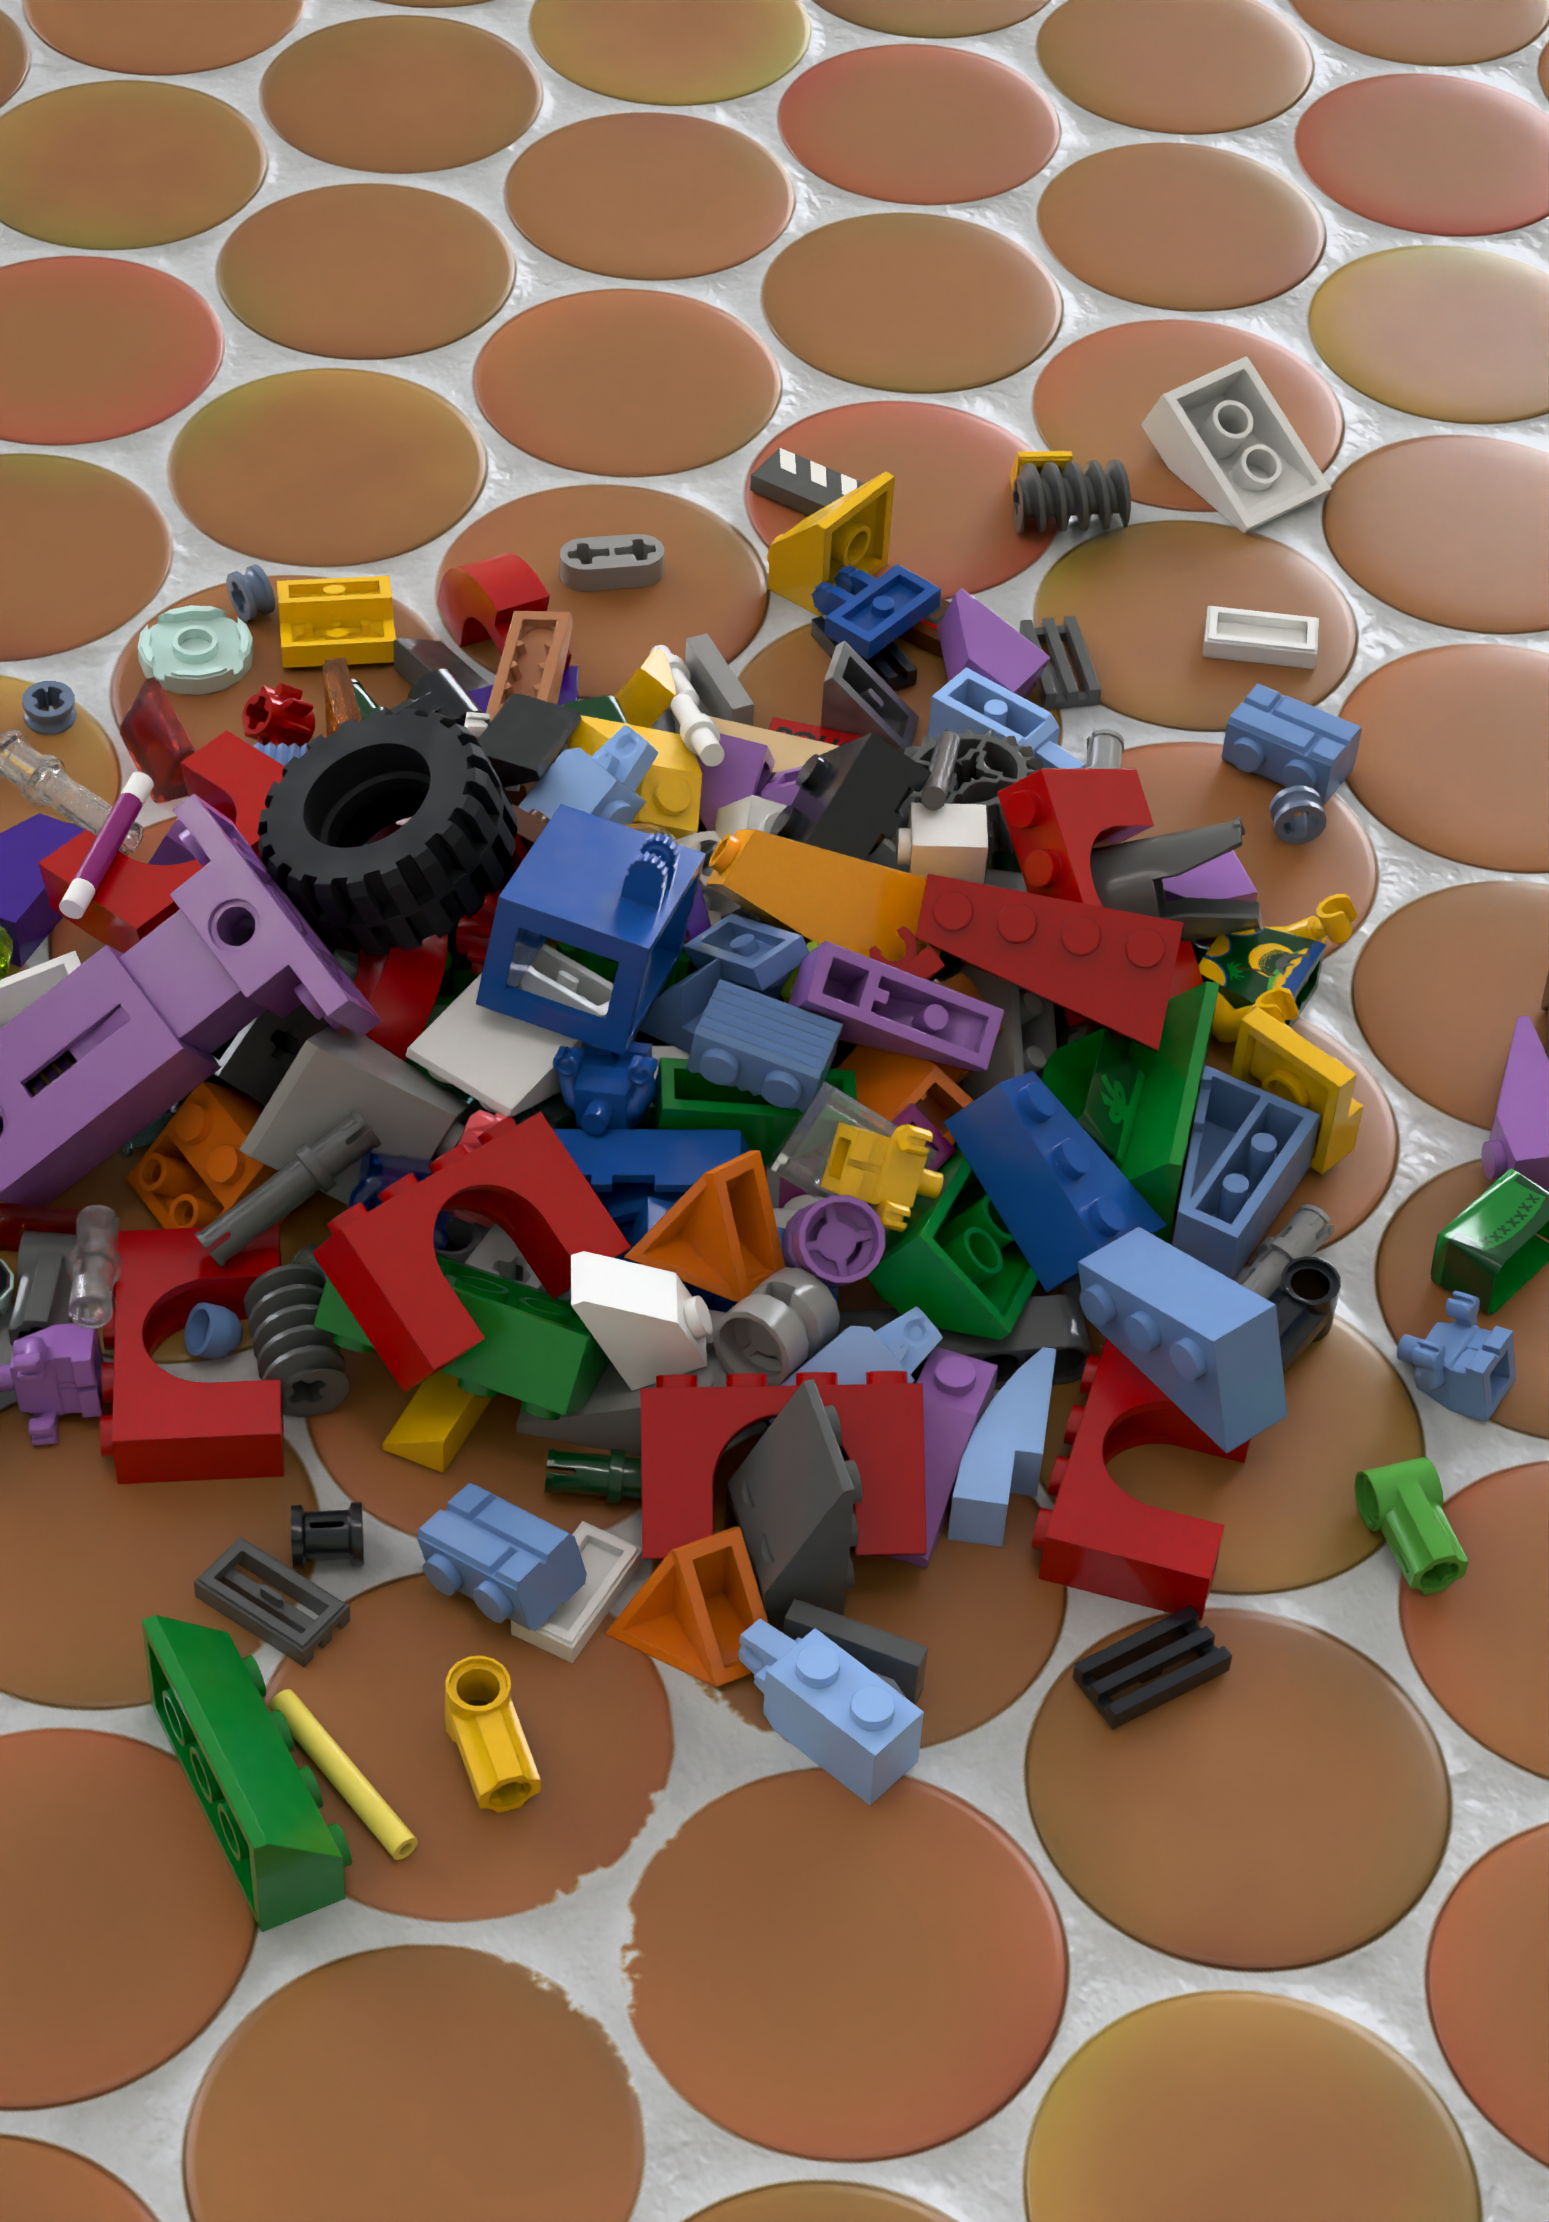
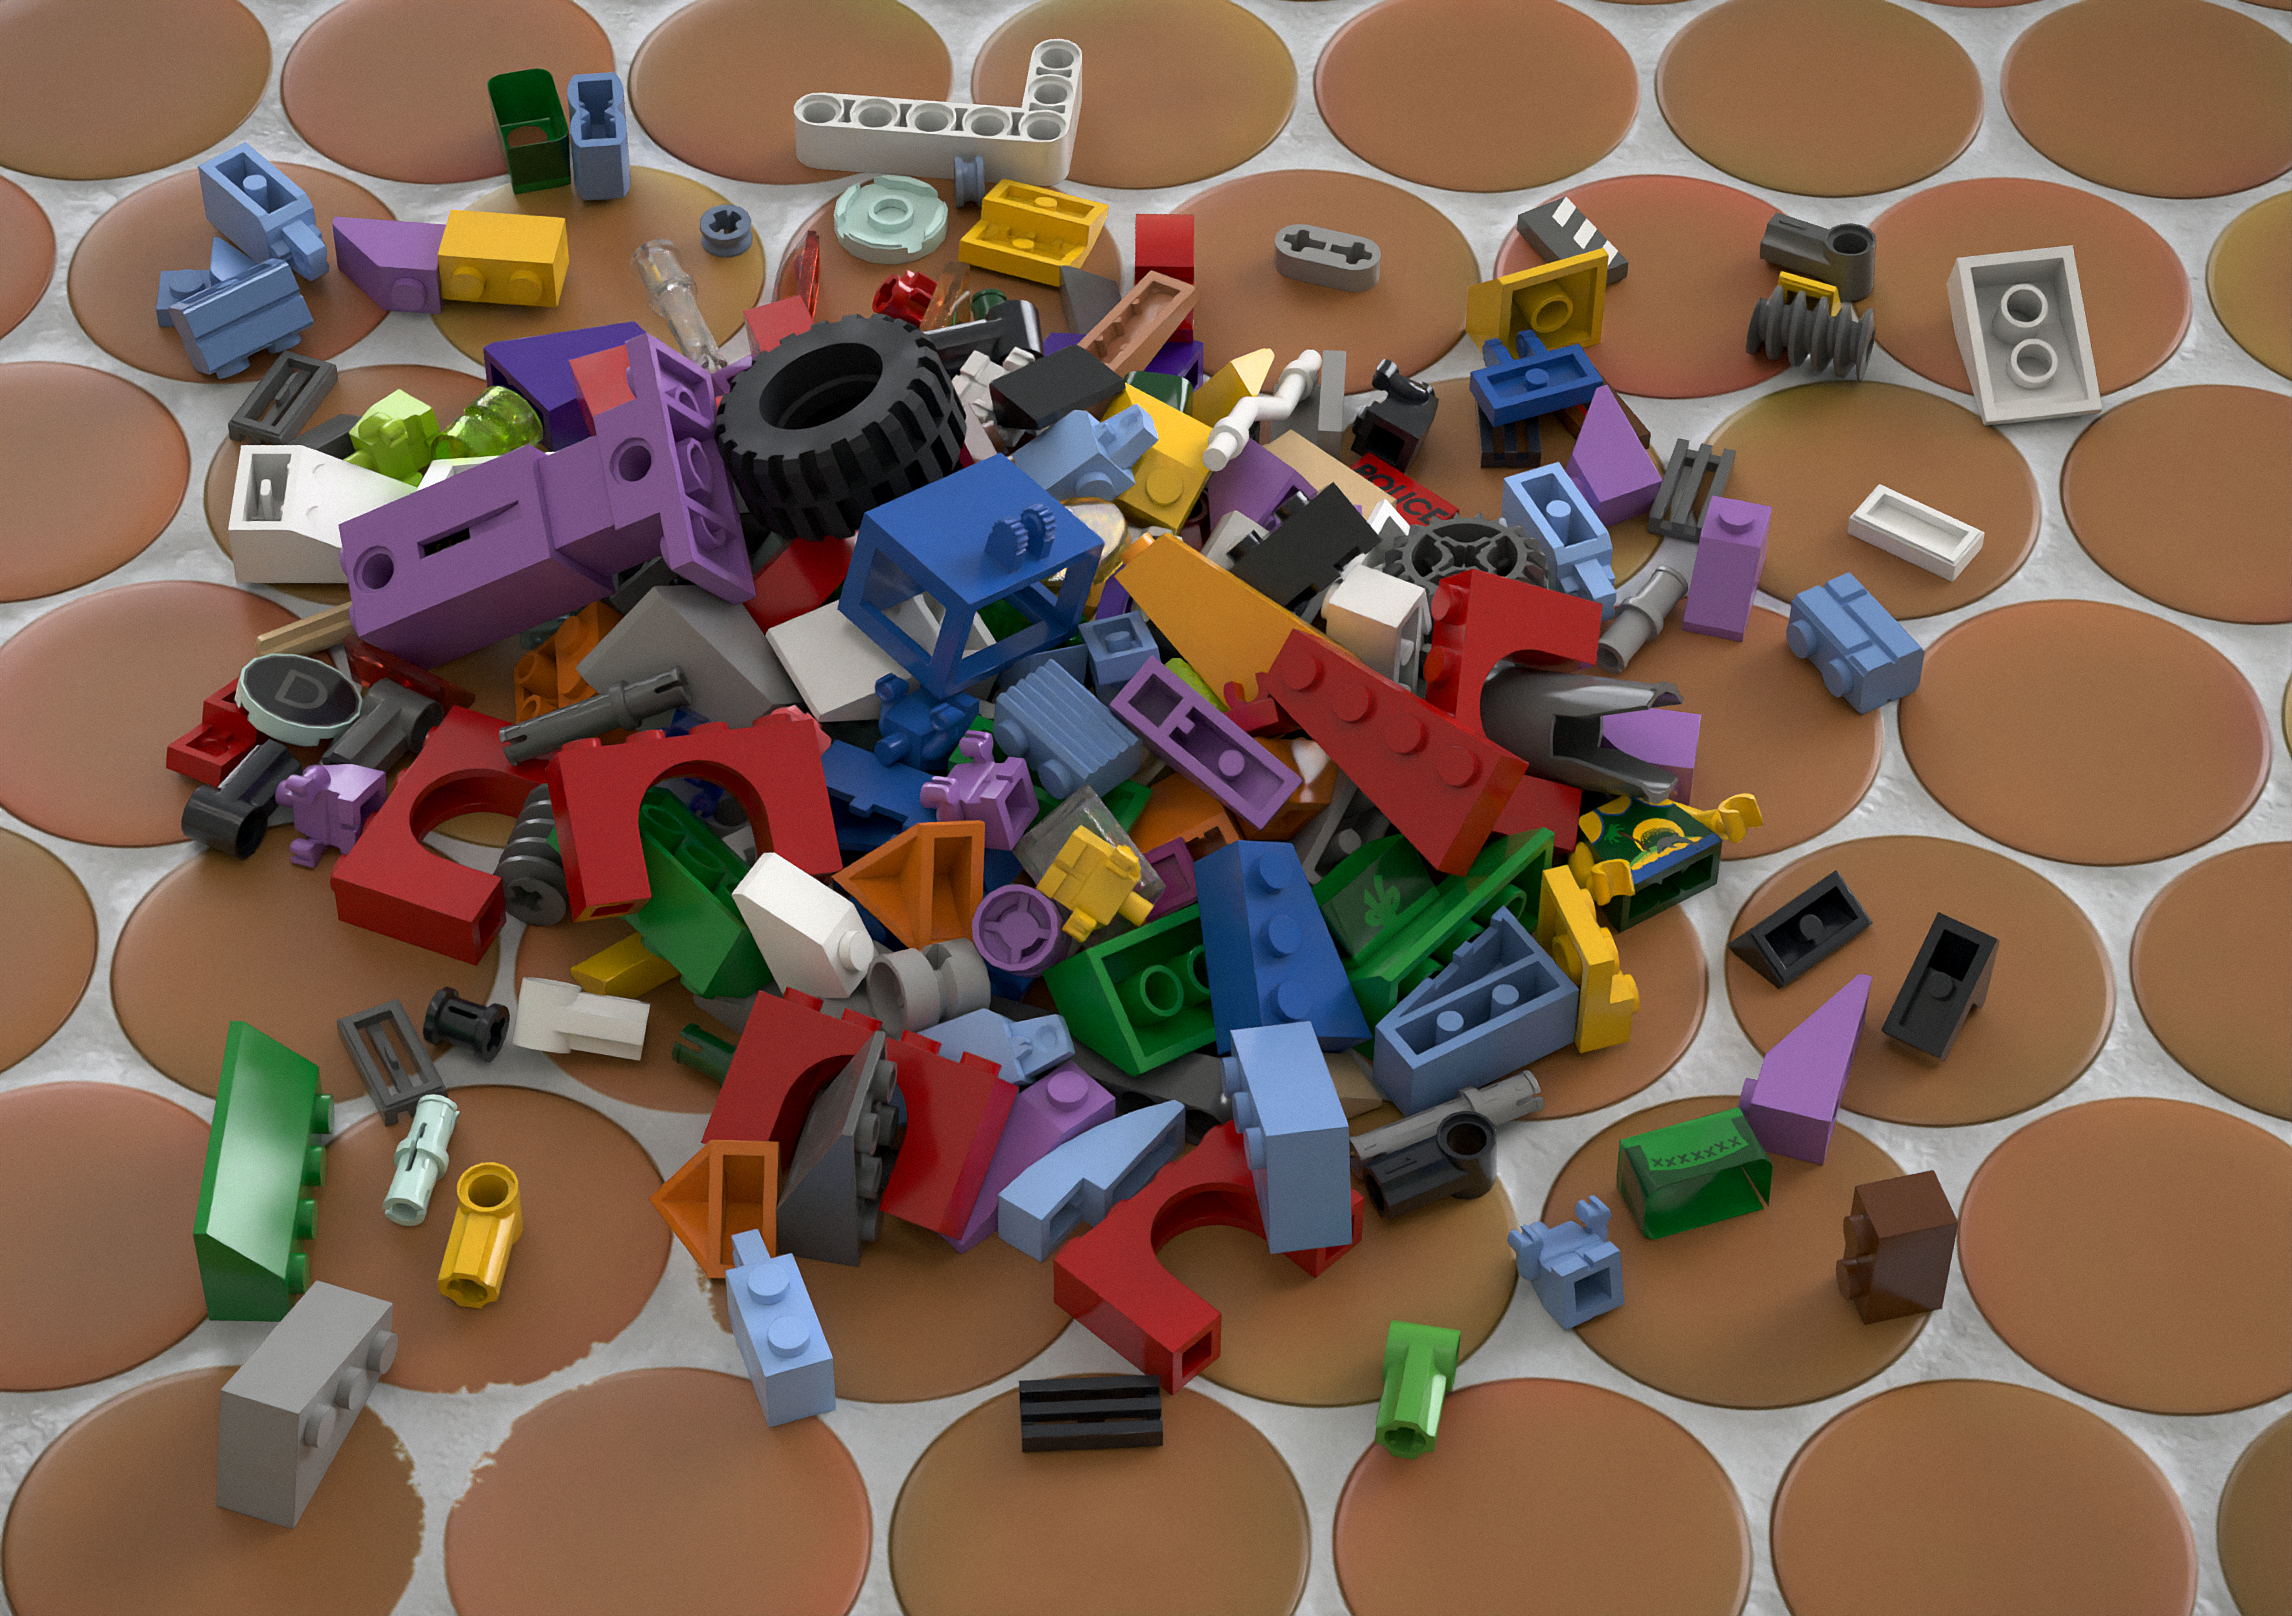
camera: 30 degrees right, 0 degrees up
(94, 1266) = (407, 725): clear pin -> none
(106, 845) = (614, 371): magenta bar -> none
(193, 562) = (925, 136): none -> white beam
(212, 1331) = (490, 821): medium blue hinge -> none
(345, 1776) = (352, 1215): light yellow piece -> none
(383, 1719) = (421, 1160): none -> light aqua pin
(419, 1486) = (562, 1018): none -> white piece
(436, 1974) = (299, 1400): none -> light grey wedge
(500, 1558) = (583, 1096): medium blue brick -> none
(609, 1569) = (640, 1153): white tile -> none
(721, 1125) = (985, 792): none -> medium lavender piece
(790, 681) = (1399, 423): none -> black piece
(863, 703) = (1455, 463): flat silver slope -> none
(888, 1656) = (836, 1296): dark grey tile -> none
(941, 769) = (1415, 544): dark grey bar -> none
(1042, 426) = (1835, 255): none -> dark grey piece
(1145, 709) = (1727, 568): none -> medium lavender slope
(1301, 828) = (1815, 699): sand blue bush -> none
(1417, 1001) = (1802, 931): none -> black slope

